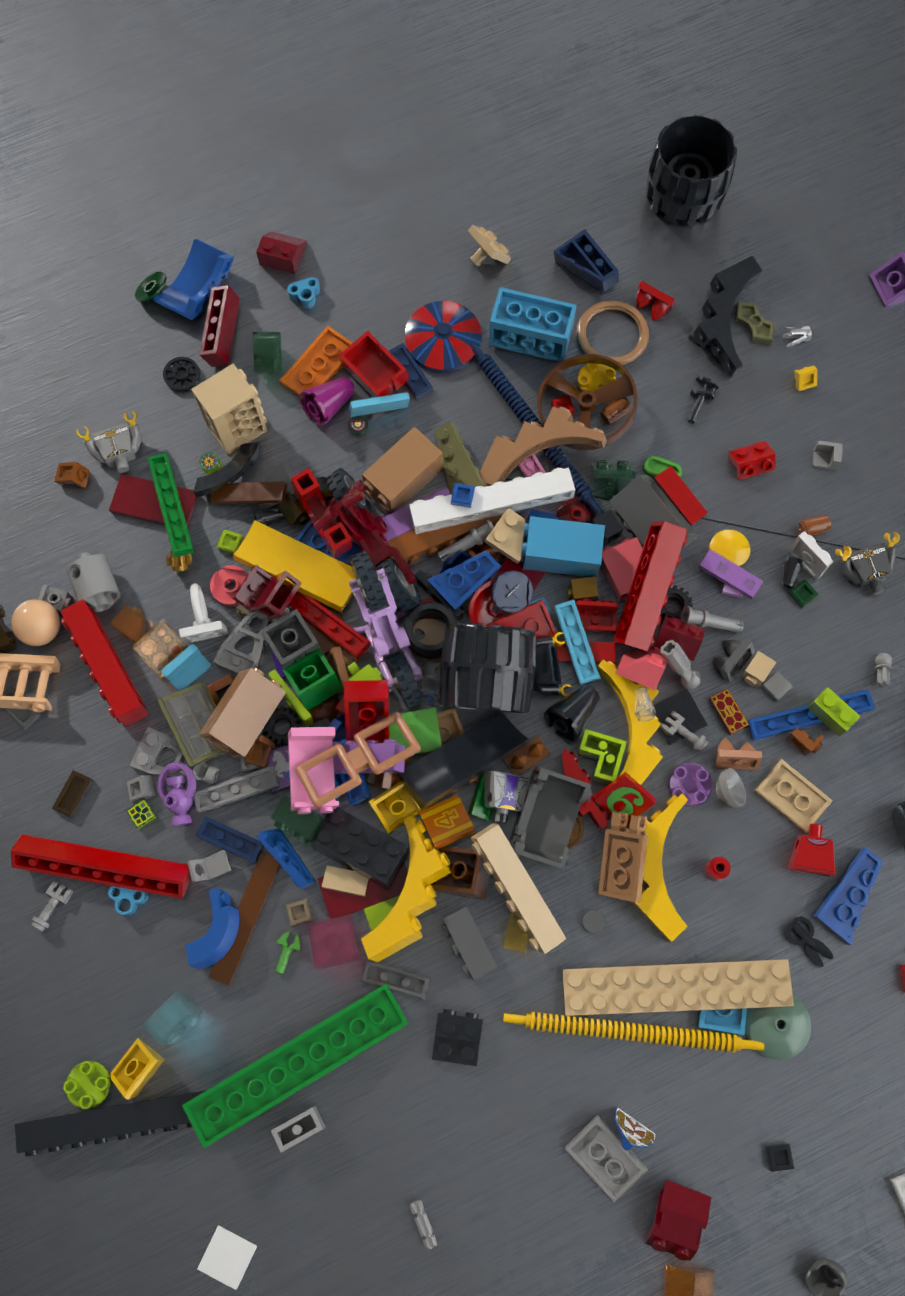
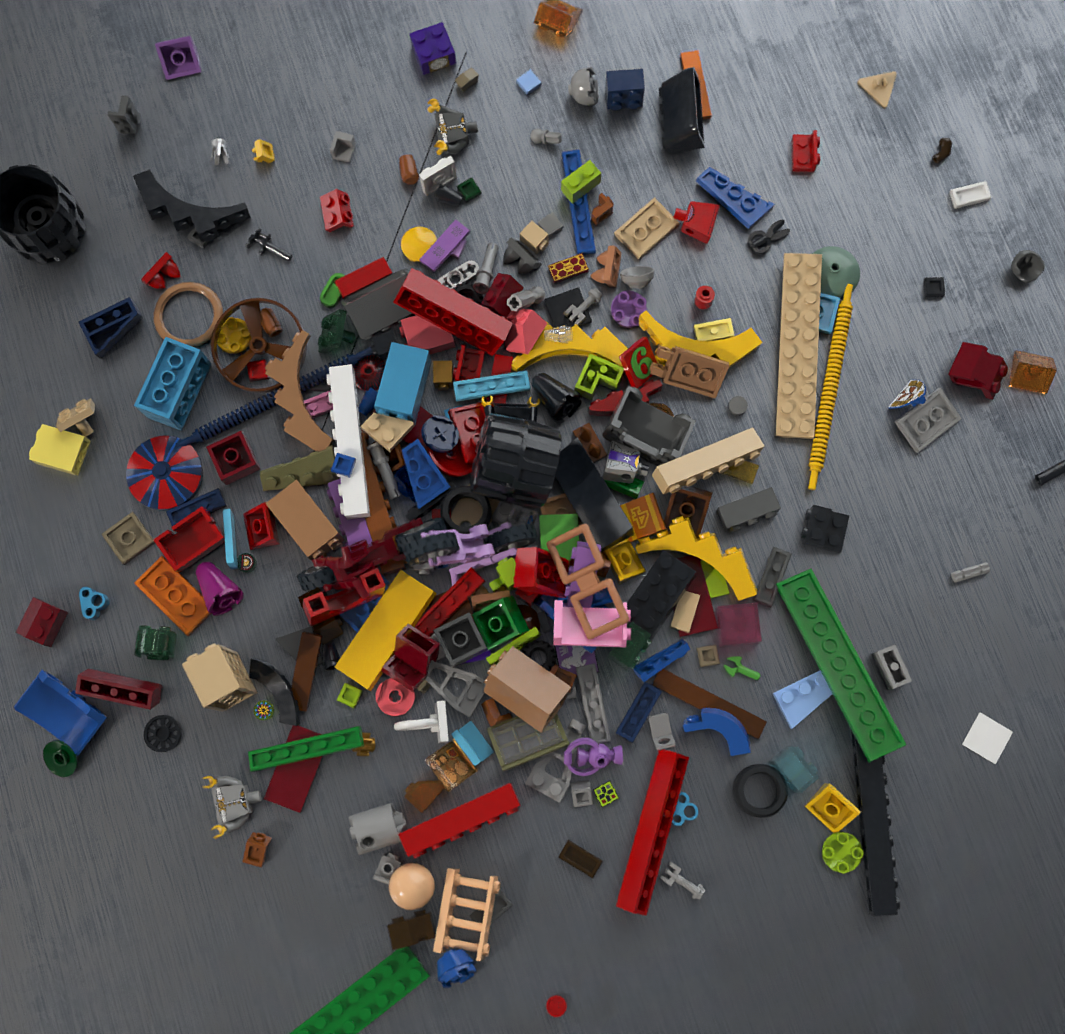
camera: 80 degrees left, 5 degrees up
(127, 977) = (781, 787): none -> black tyre
(258, 1024) = (802, 697): none -> light blue wing
(373, 313) = (128, 538): none -> dark tan tile
(391, 432) = (261, 527): none -> red slope
(452, 240) = (59, 450): none -> light yellow brick
(463, 395) = (233, 458): none -> dark red brick
(679, 885) = (714, 330): none -> light yellow plate
(709, 599) = (457, 271): none -> white beam
(749, 316) = (206, 183): olive tile -> none
(817, 239) = (127, 117): none -> dark grey bracket

